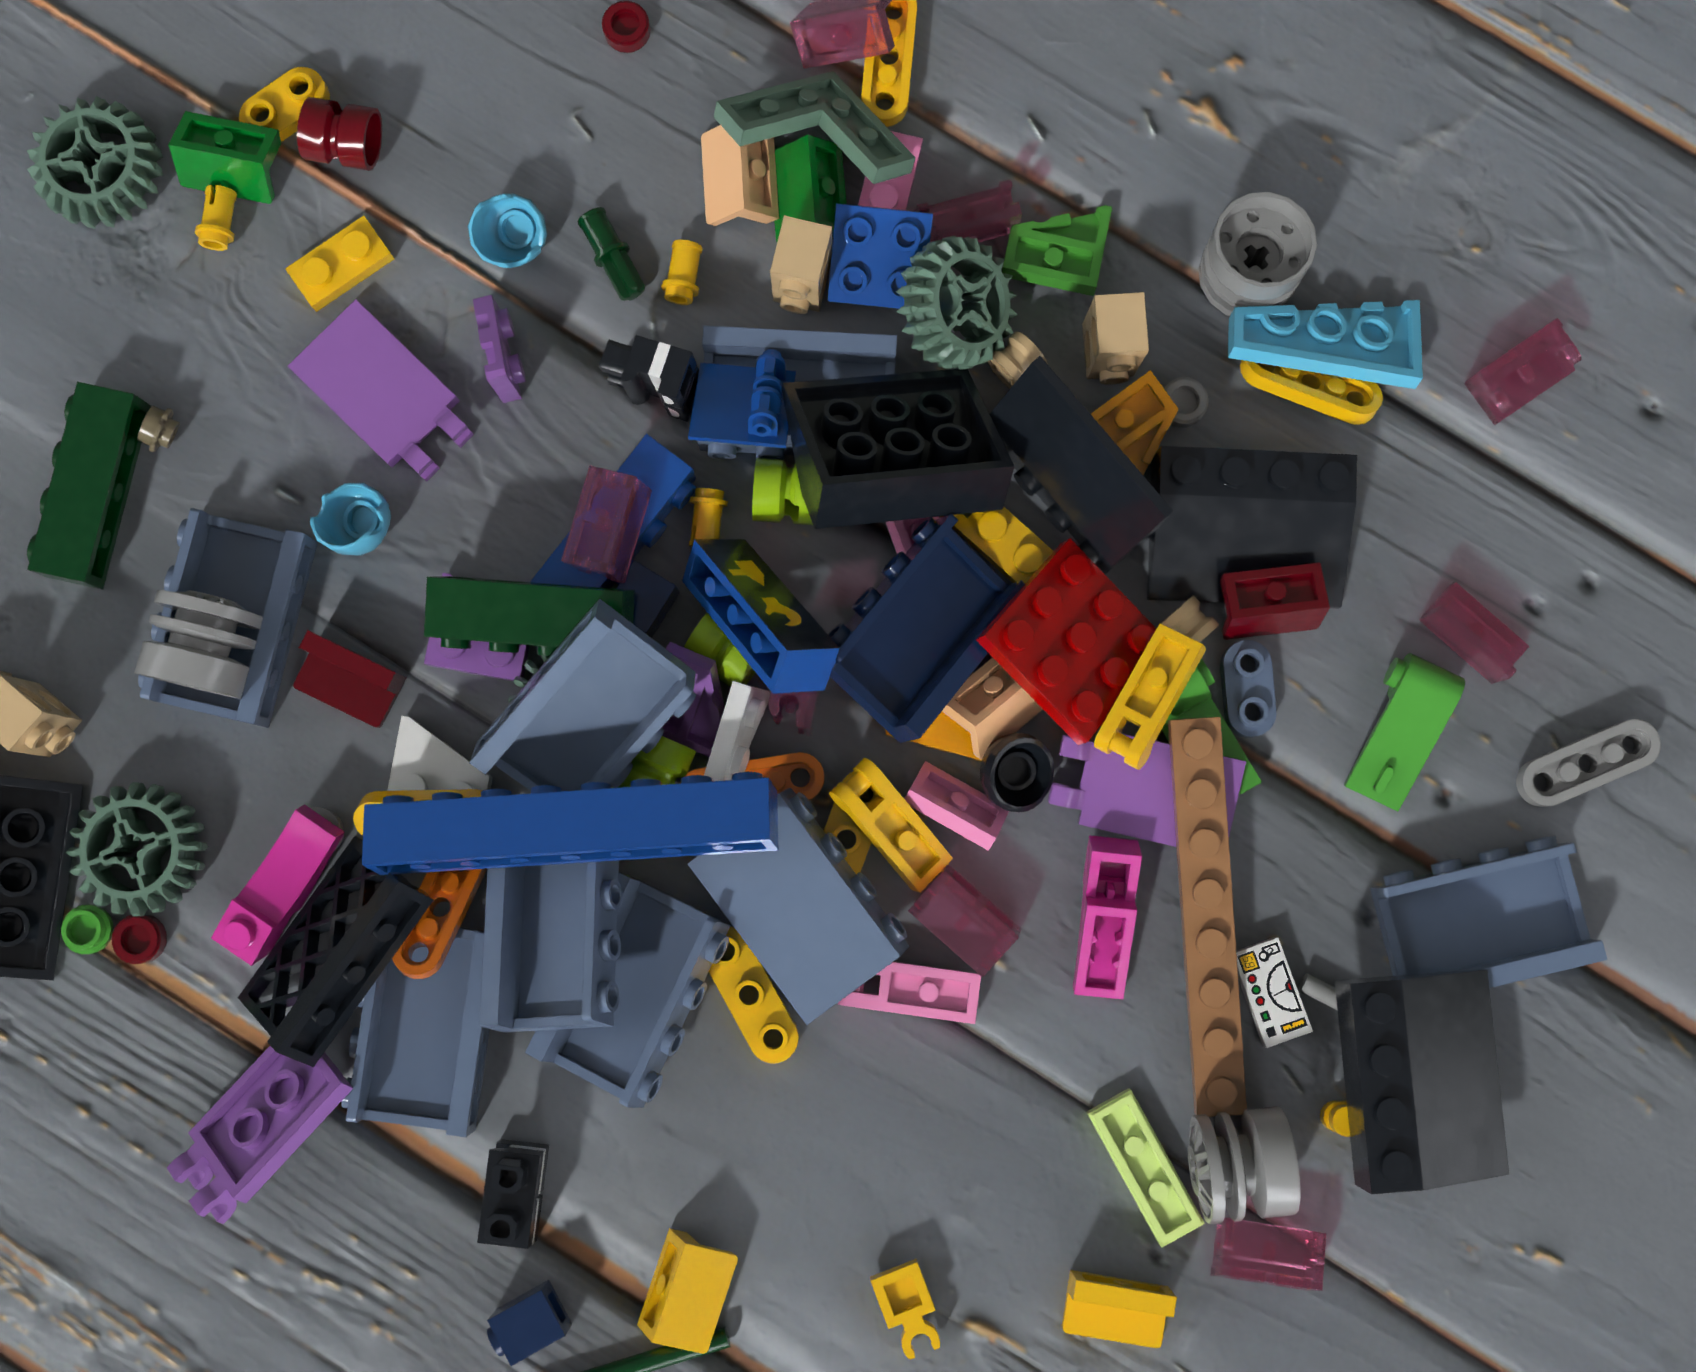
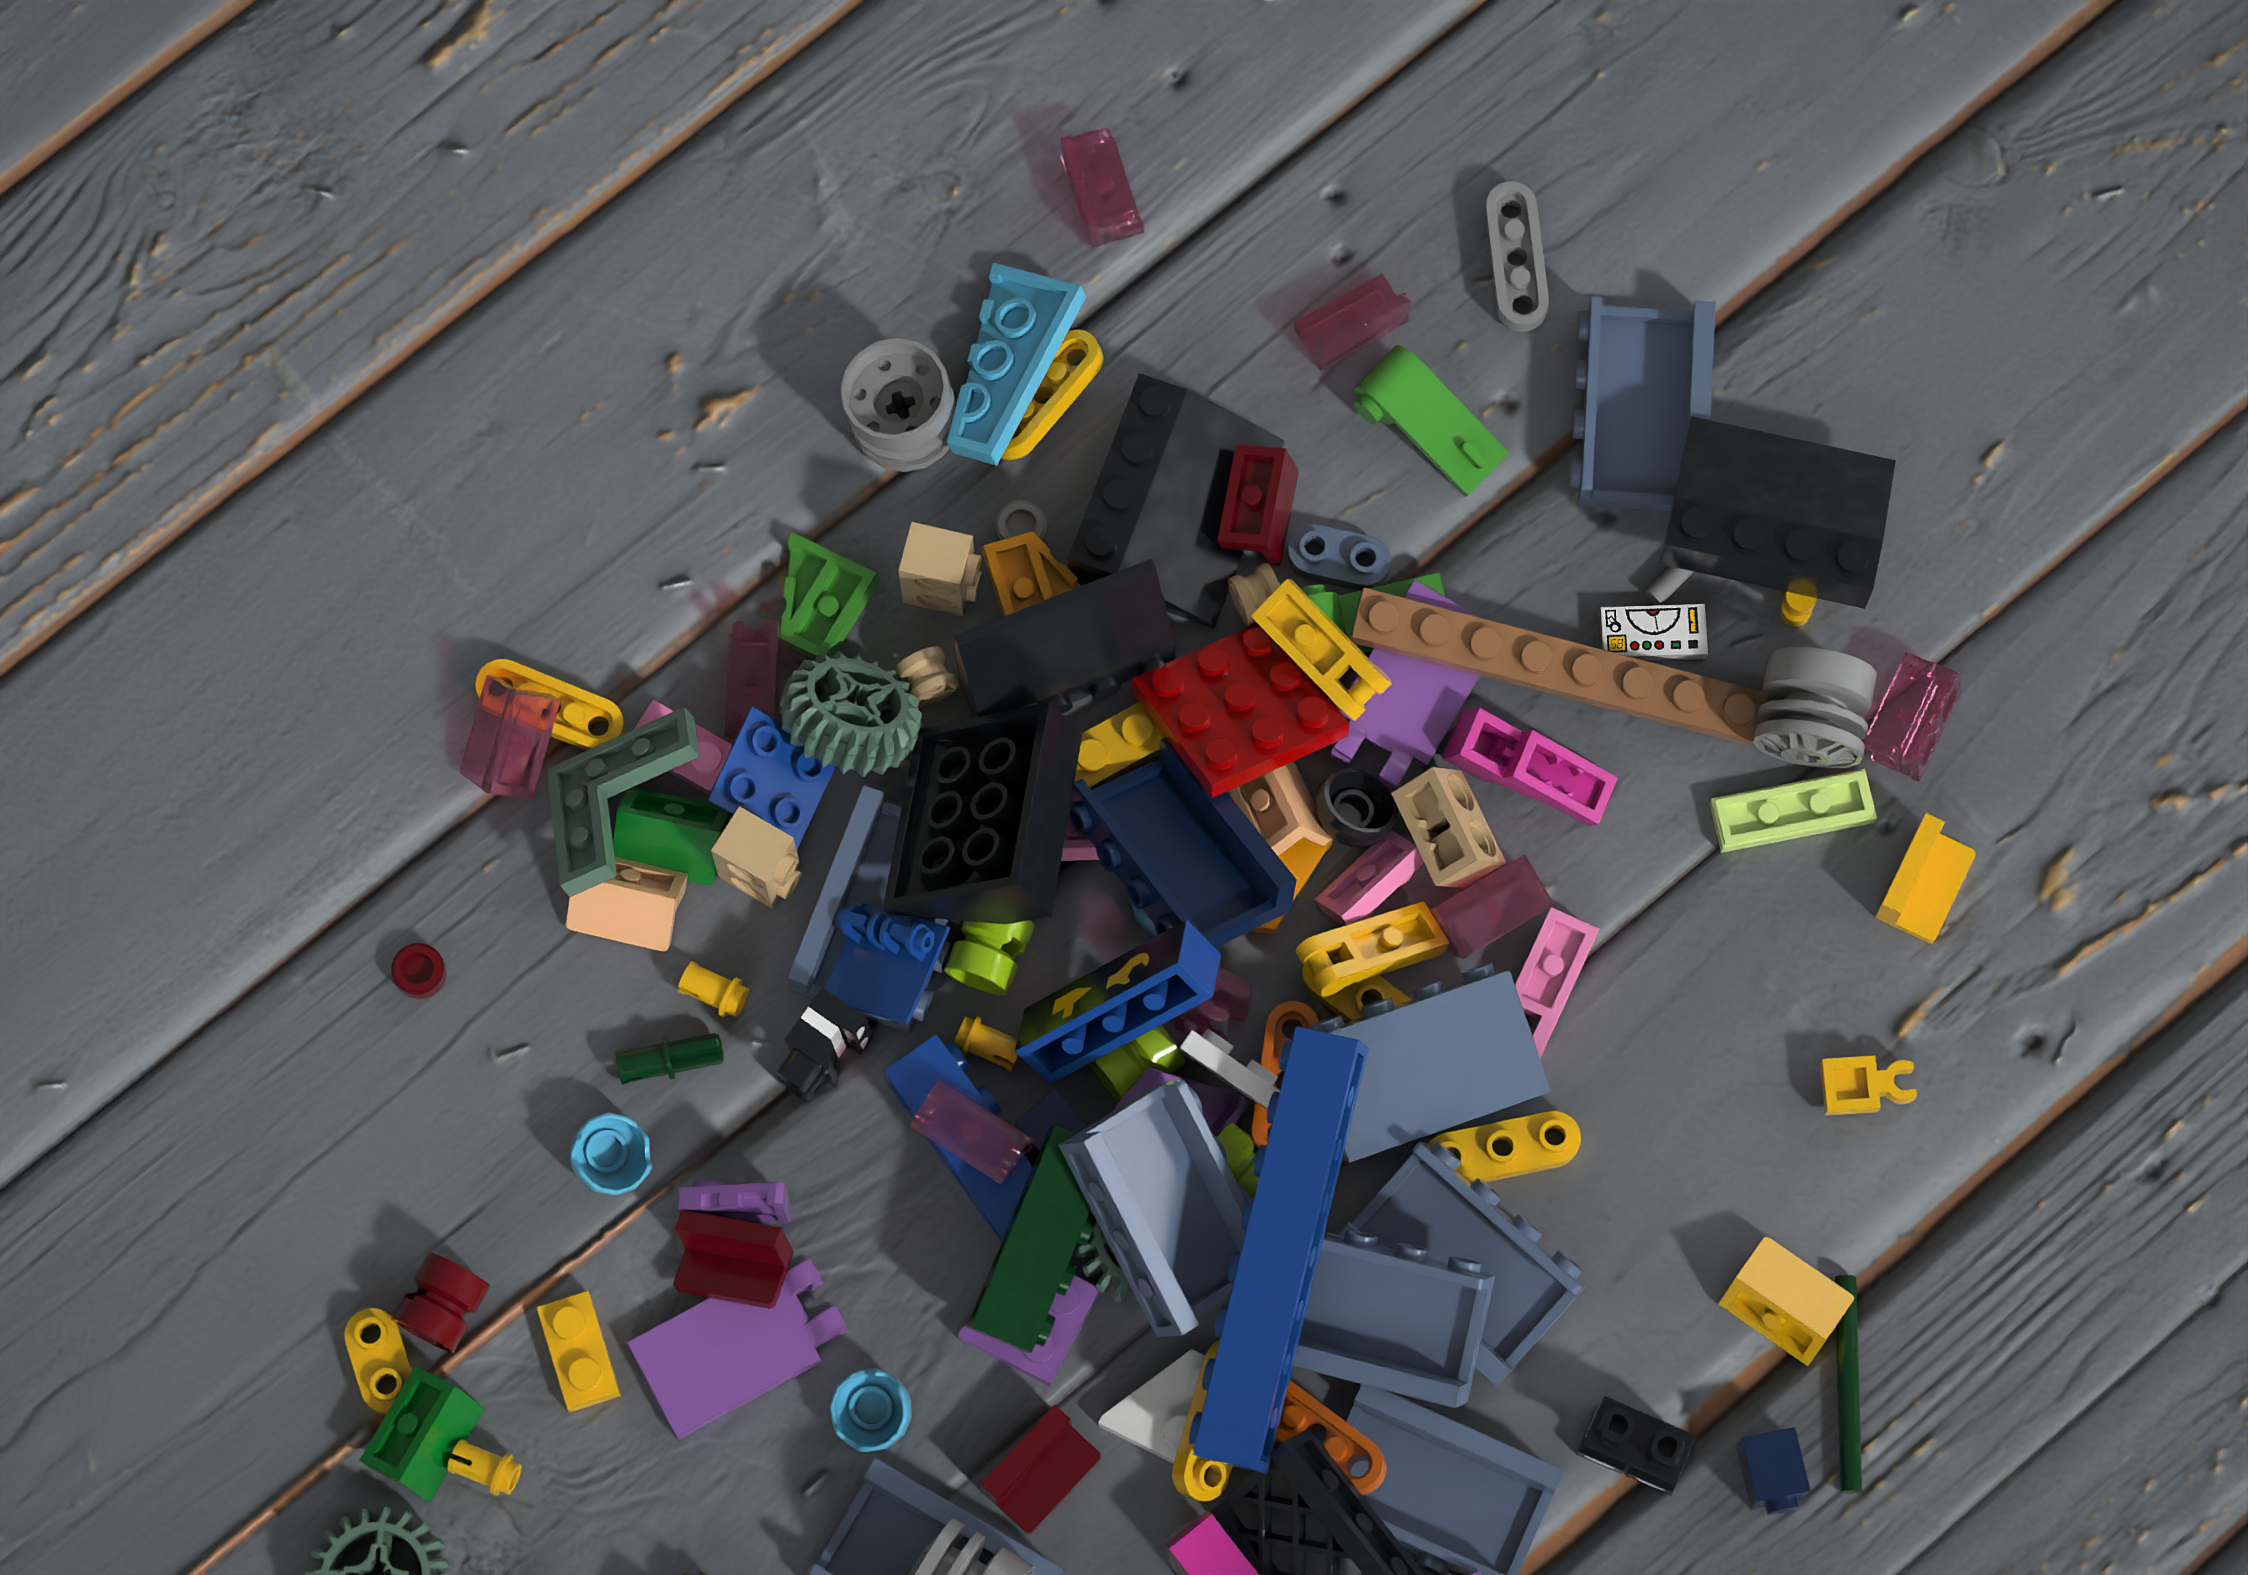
camera: 70 degrees left, 10 degrees down
(444, 361) = (731, 1259): none -> dark red panel
(1023, 860) = (1448, 827): none -> tan brick

